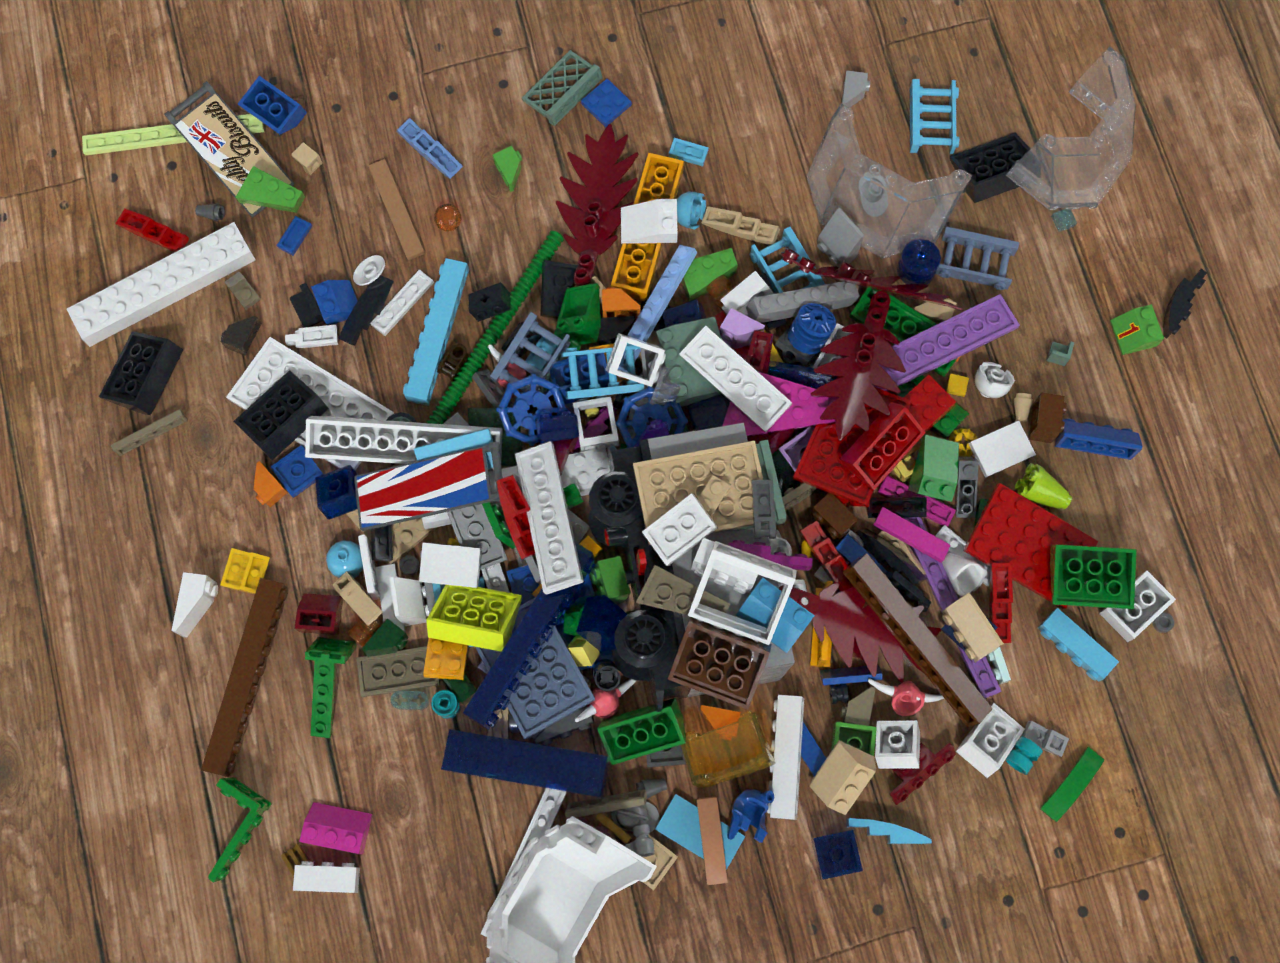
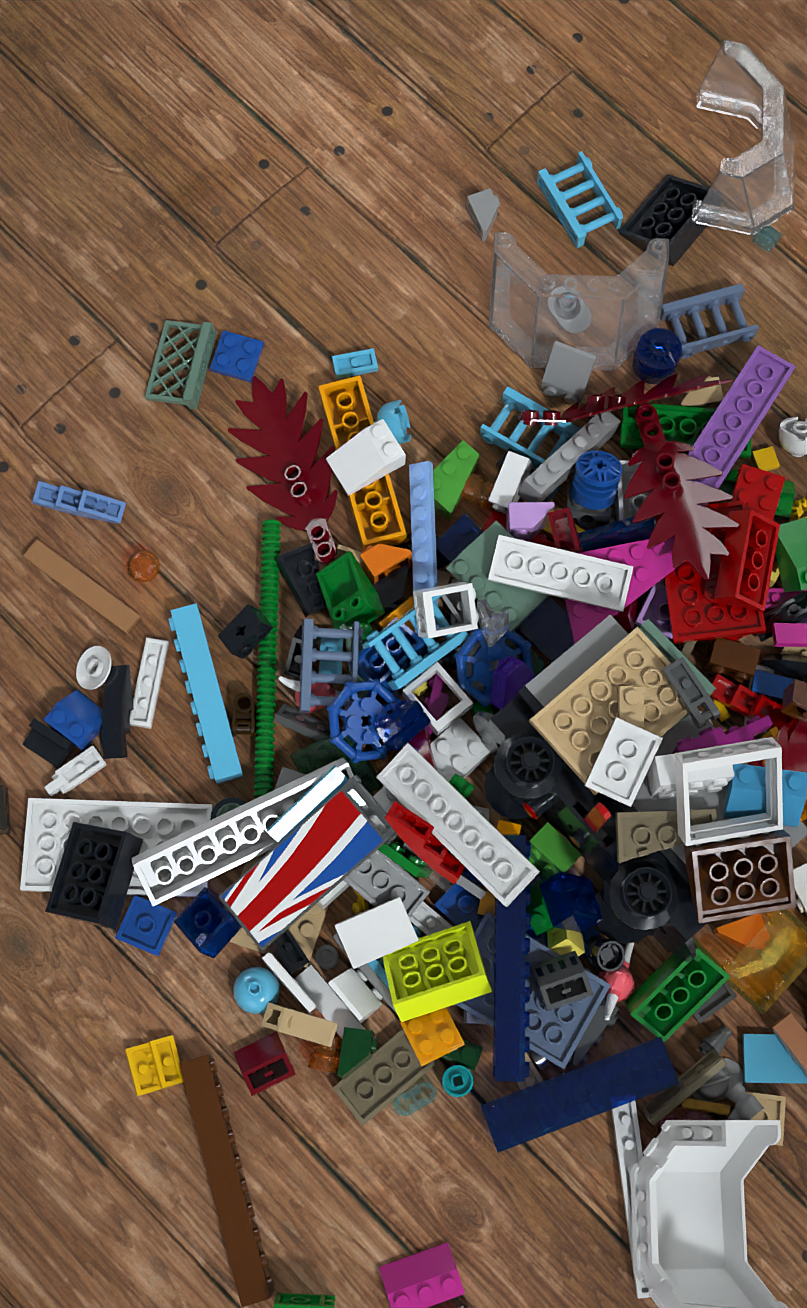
camera: 35 degrees left, 0 degrees up
(194, 600) = (121, 1127): white slope -> none
(266, 486) = (124, 960): orange slope -> none
(326, 654) = (305, 1101): green bracket -> none
(508, 165) = (175, 476): bright green slope -> none
(558, 674) = (561, 981): none -> dark grey slope
(740, 226) = (452, 413): tan slope -> none

